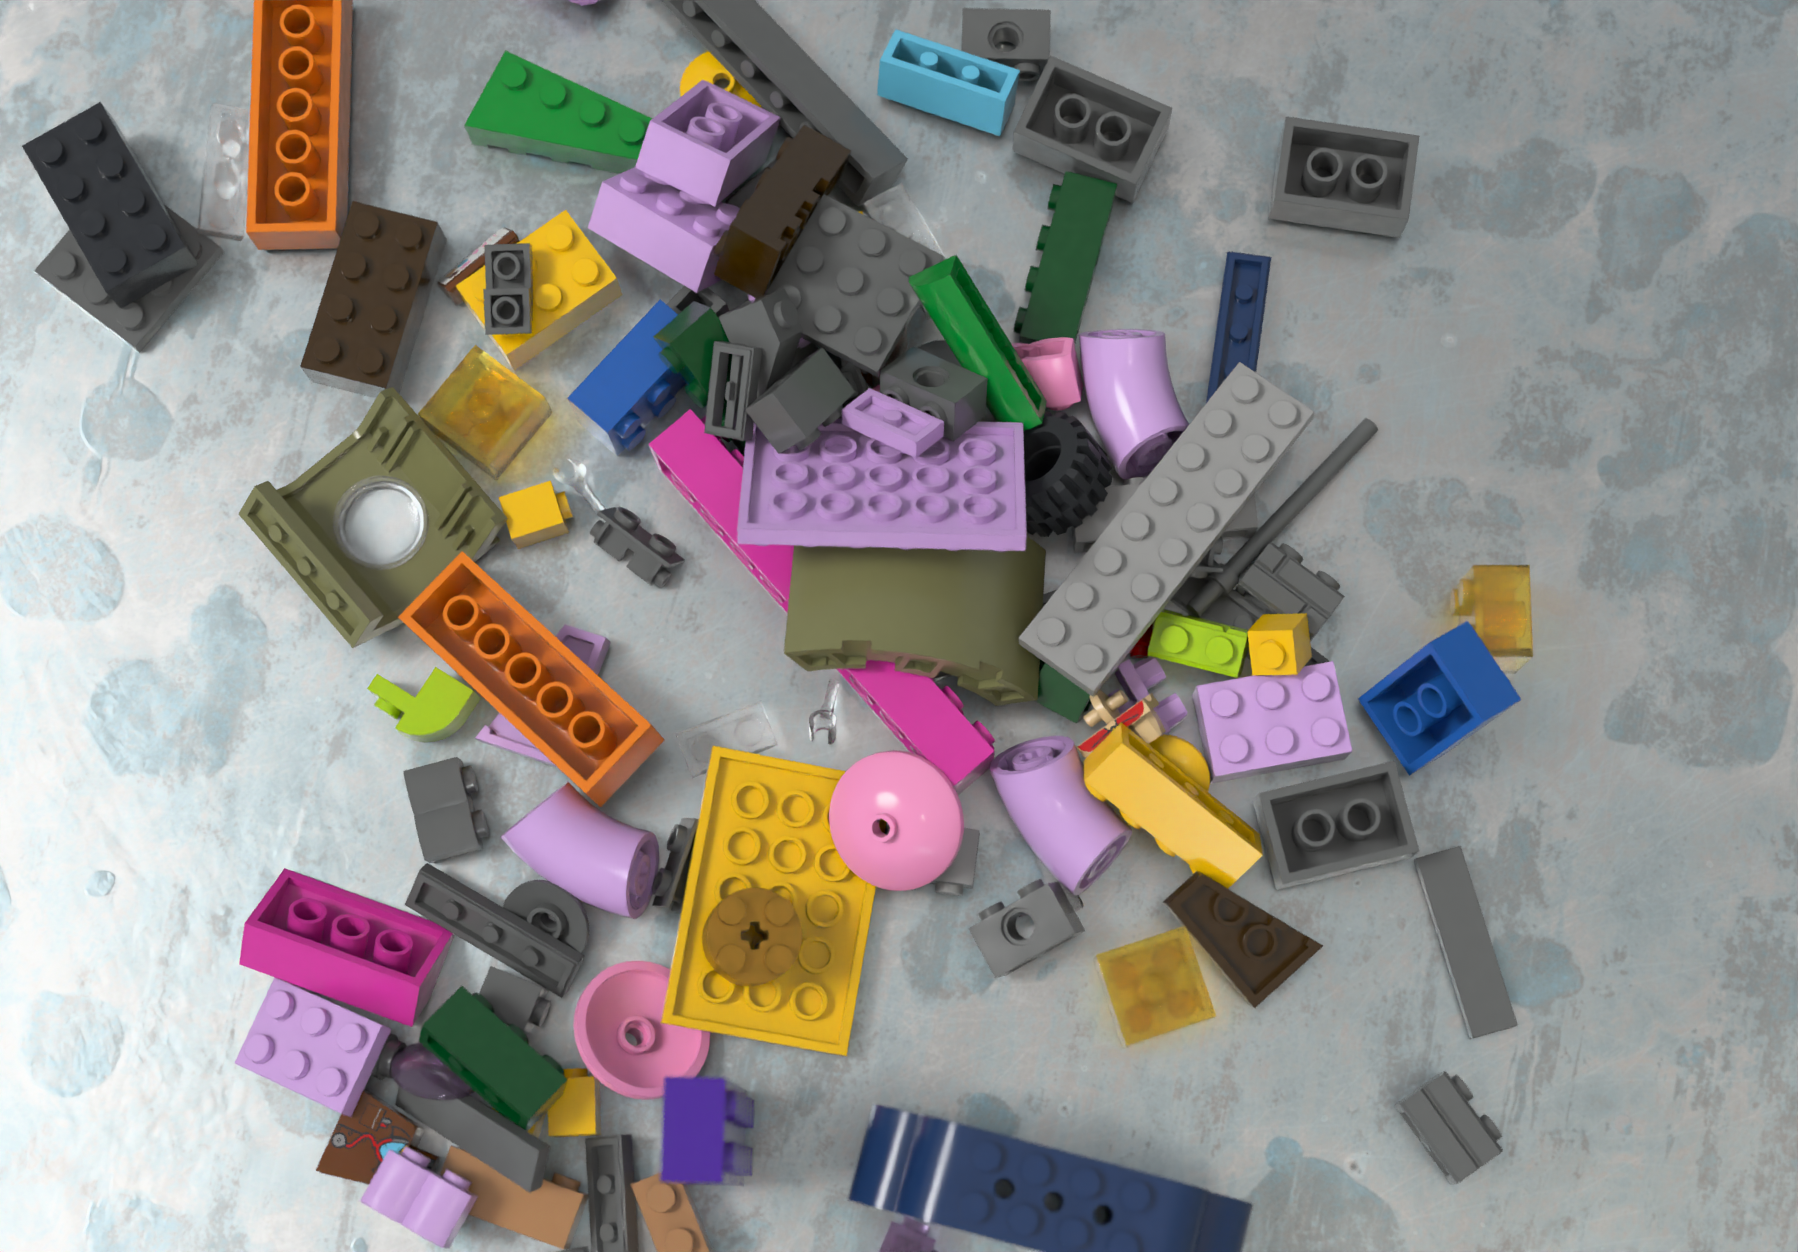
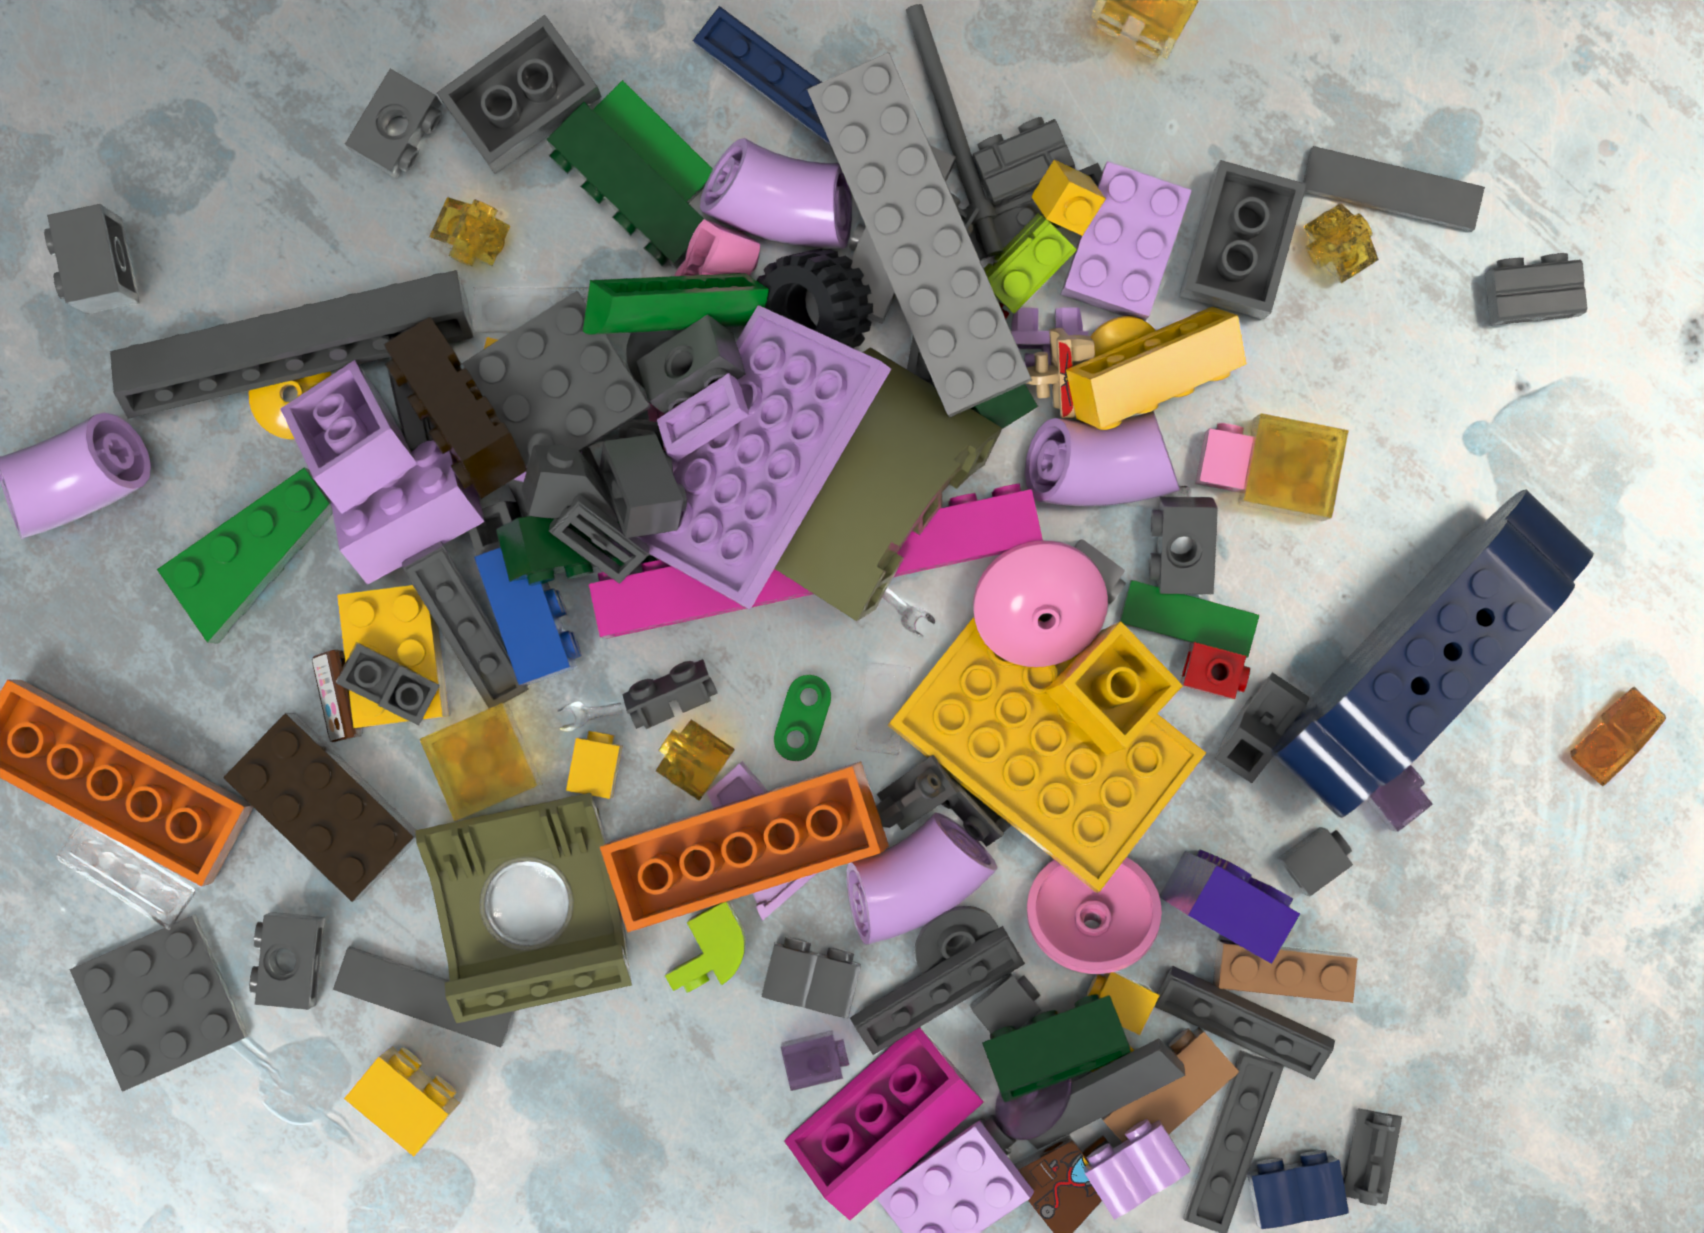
camera: 65 degrees left, 10 degrees up
(110, 205) = (105, 994): black brick -> none
(146, 506) = (403, 1099): none -> yellow brick
(247, 352) = (304, 939): none -> dark grey brick
(247, 464) = (411, 994): none -> dark grey tile
(371, 852) = (814, 1060): none -> clear purple brick
(588, 595) = (693, 758): none -> clear yellow brick
(599, 324) = (463, 624): none -> dark grey tile
(660, 807) = (915, 794): none -> dark grey hinge
(678, 674) = (803, 718): none -> green plate
(772, 918) = (1097, 769): pearl gold brick -> none
(803, 1216) = (1317, 860): none -> dark grey brick
(856, 930) = (1114, 688): none -> yellow brick
(903, 1089) = (1260, 726): none -> dark grey brick
(926, 1022) = (1214, 671): none -> red brick
(947, 82) = (404, 195): medium azure brick -> none
(948, 154) = (470, 231): none -> clear yellow brick
(962, 974) = (1189, 618): none -> green tile
(1118, 267) = (654, 141): none -> green tile
(1127, 920) = (1224, 458): none -> bright pink brick
(1239, 937) = (1291, 372): dark brown wing -> none
(1386, 917) = (1340, 242): none -> clear yellow brick
(1439, 697) = (1191, 91): blue brick -> none

